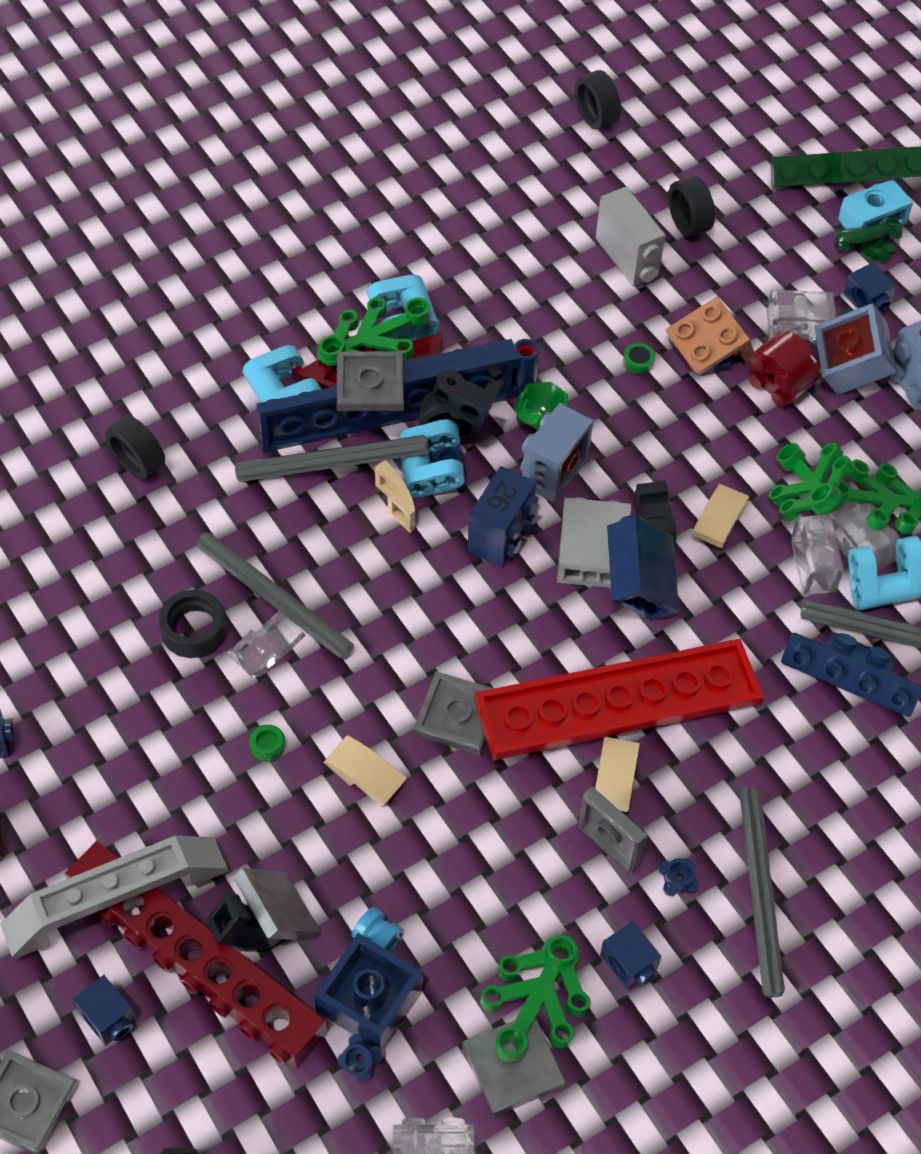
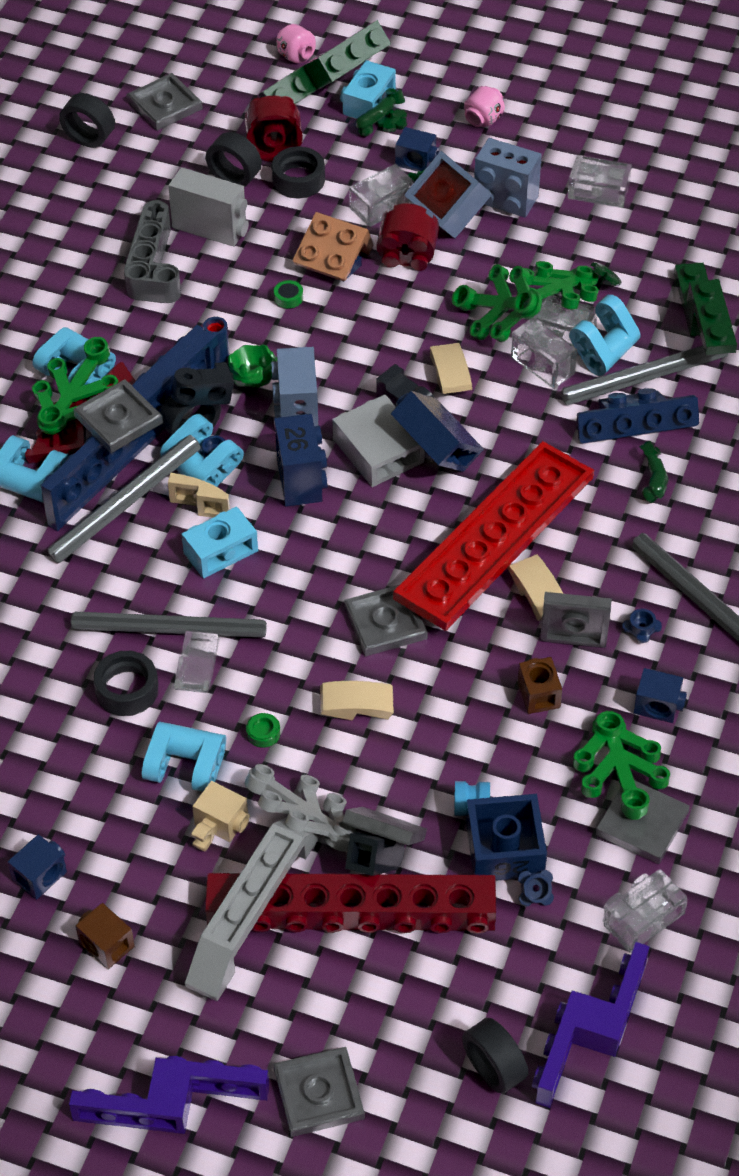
camera: 35 degrees left, 5 degrees down
(105, 1011) = (323, 985): dark blue brick -> none
(160, 793) = (219, 814): none -> tan brick
(202, 724) = (188, 743): none -> medium azure connector
(214, 790) = (300, 811): none -> light grey plant
(388, 560) = (219, 542): none -> medium azure brick
(531, 262) = (144, 273): none -> dark grey beam
(531, 882) = (542, 695): none -> reddish brown brick
(687, 119) = (164, 101): none -> flat silver tile
(745, 233) = (302, 186): none -> black tyre
(753, 196) = (273, 125): none -> dark red brick
(822, 744) = (659, 477): none -> dark green arm
(847, 126) = (295, 43): none -> bright pink head

